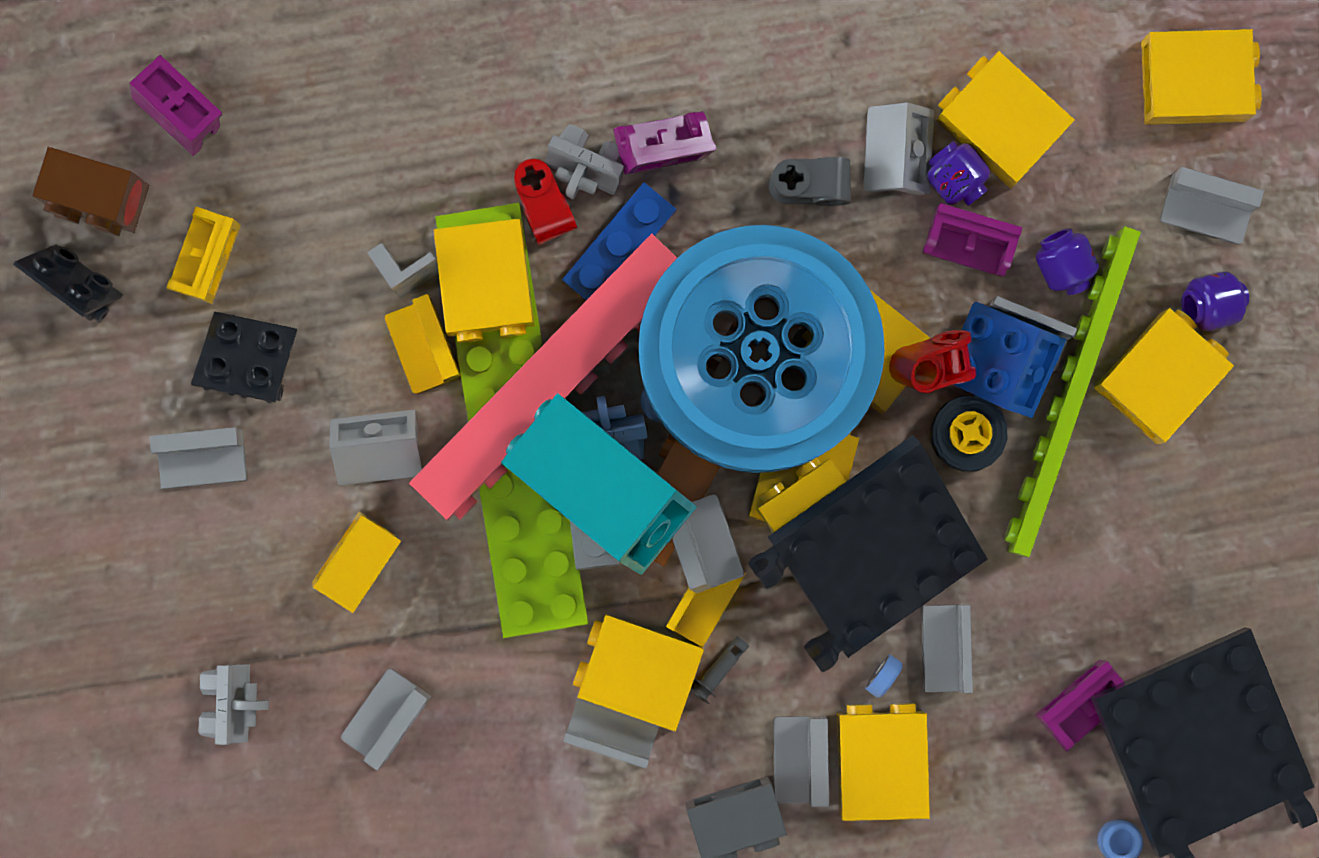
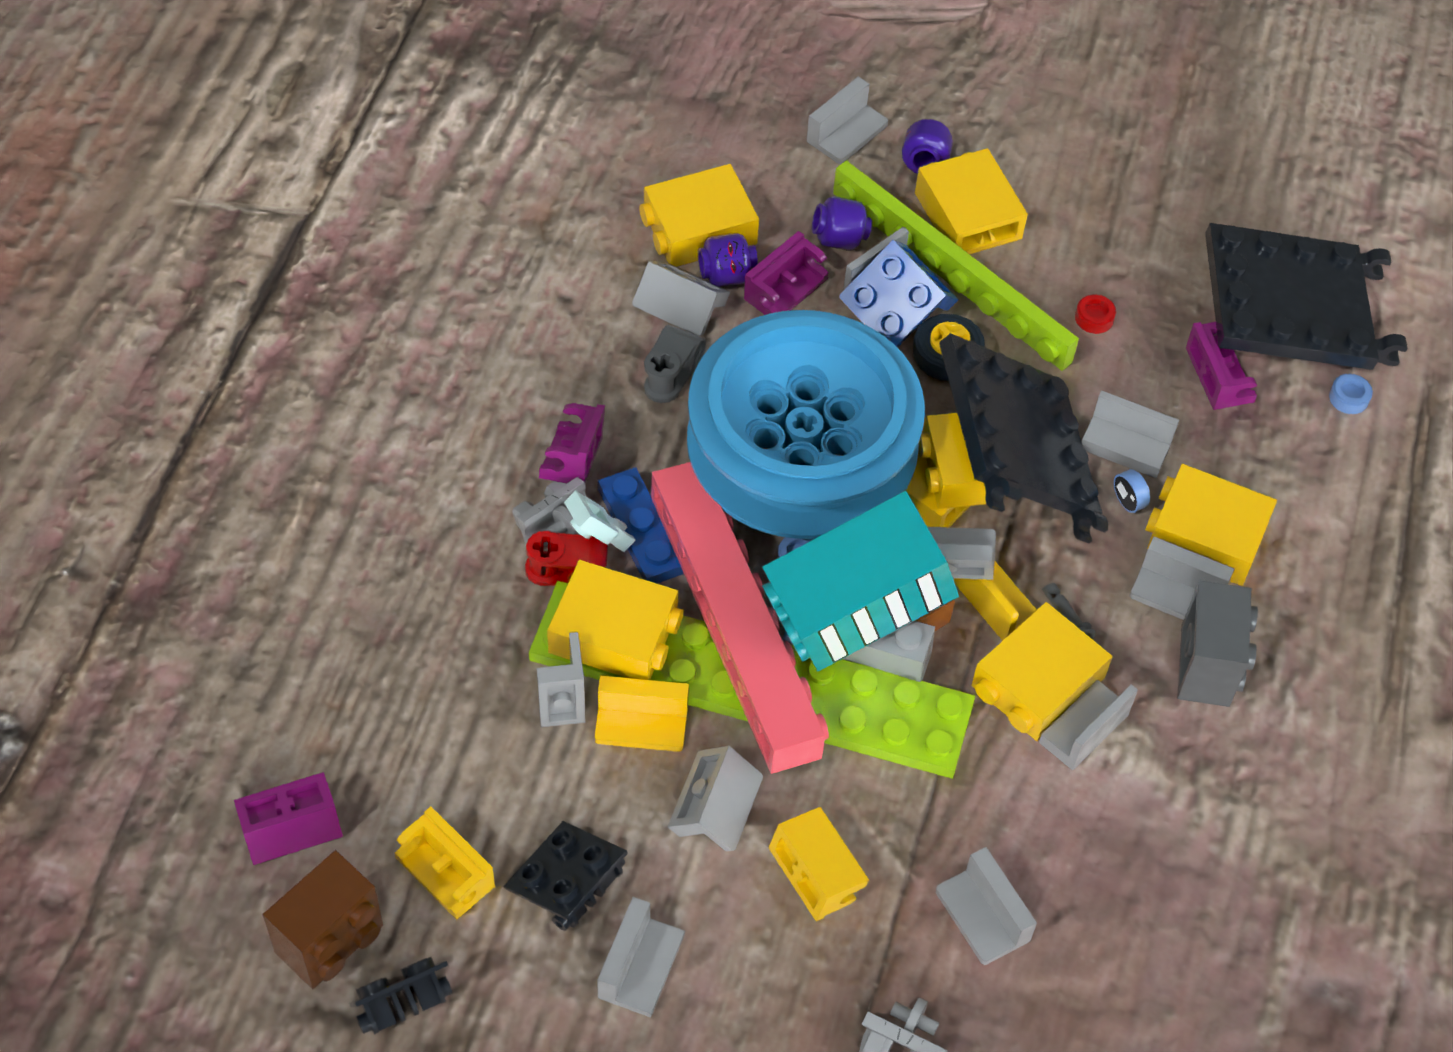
camera: 65 degrees left, 30 degrees down
(576, 210) = (592, 520): none -> light aqua plate
(941, 362) = (883, 315): red piece -> none
(1091, 556) = (1095, 314): none -> red tile
(1200, 76) = (741, 87): yellow brick -> none

